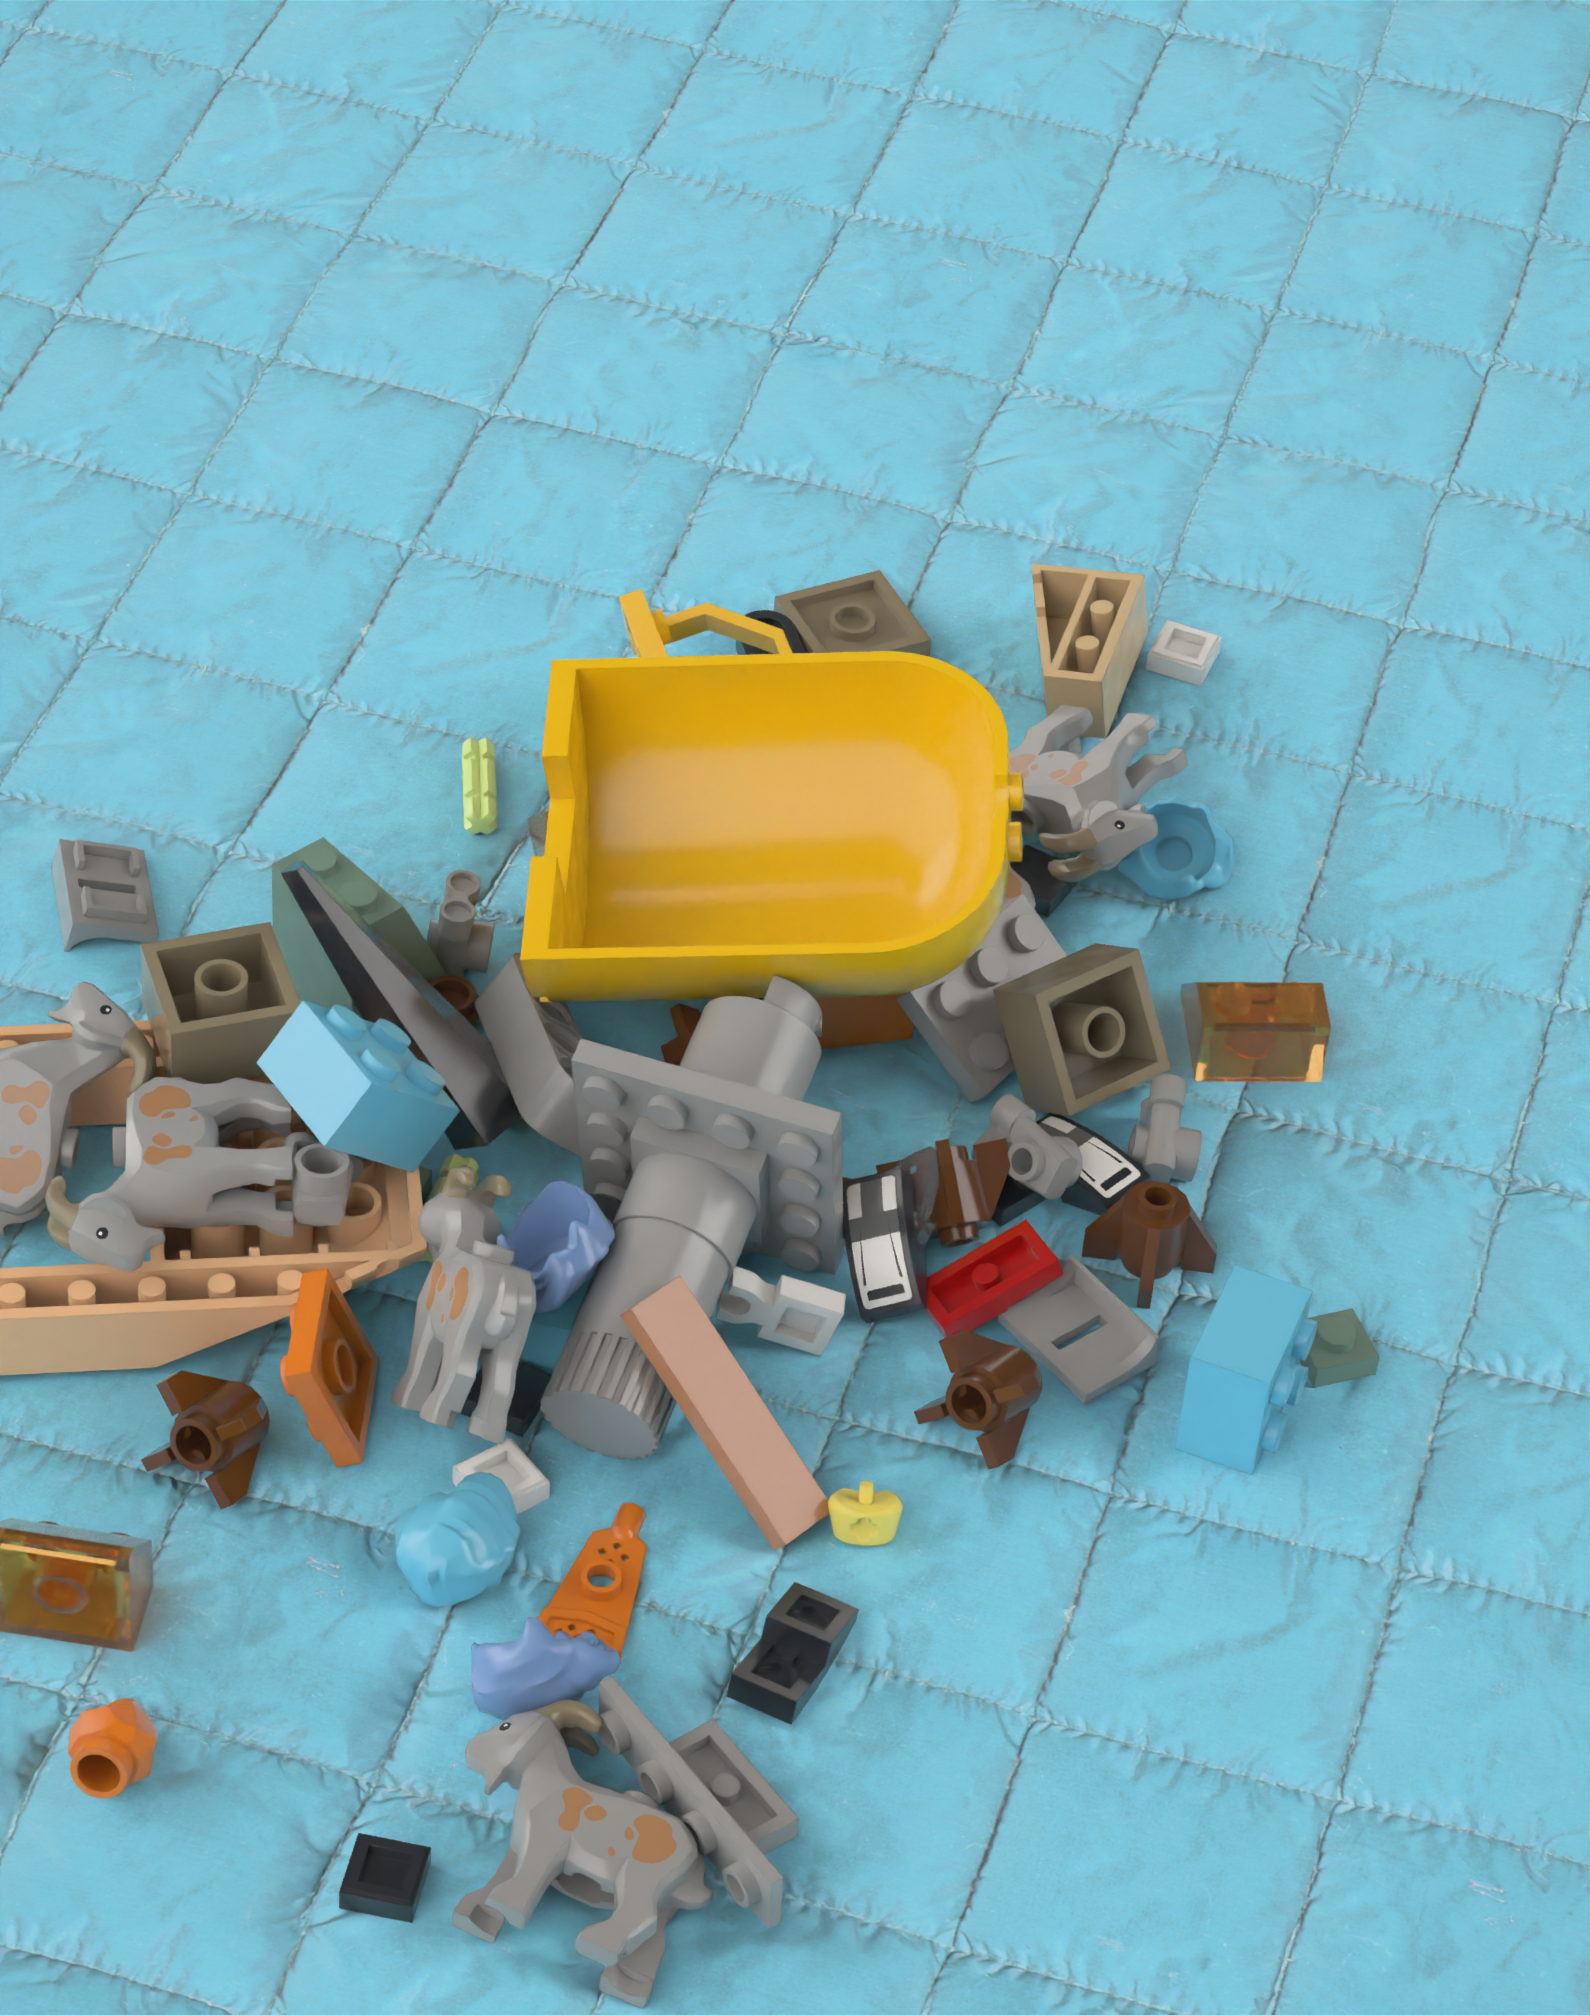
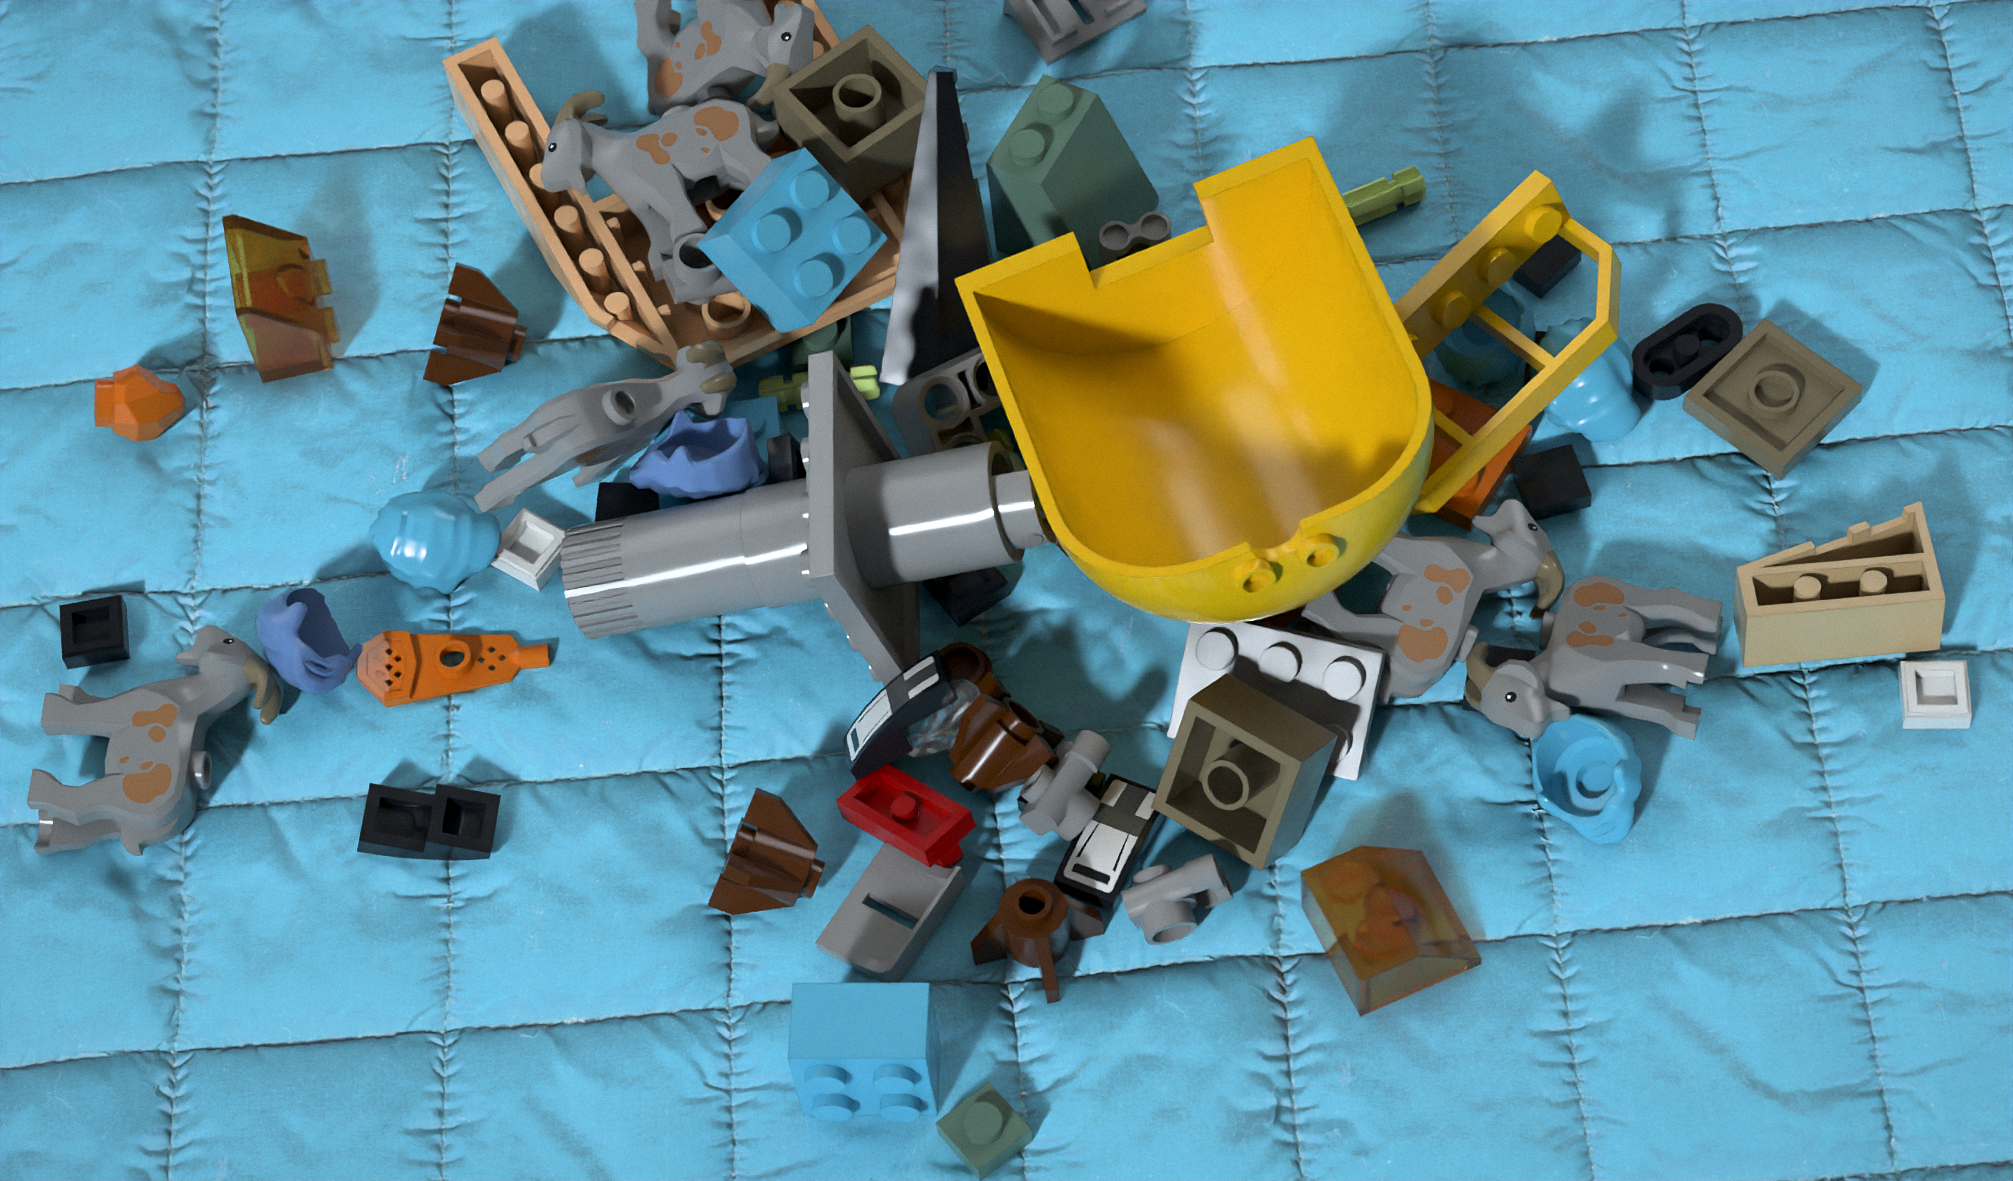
camera: 80 degrees right, 15 degrees up
(330, 1368) = (548, 359): orange plate -> none
(713, 1792) = (232, 814): light grey bracket -> none
(727, 1412) = (610, 662): nougat tile -> none
(788, 1313) = (798, 681): white plate -> none
(864, 1515) = (603, 820): light yellow piece -> none

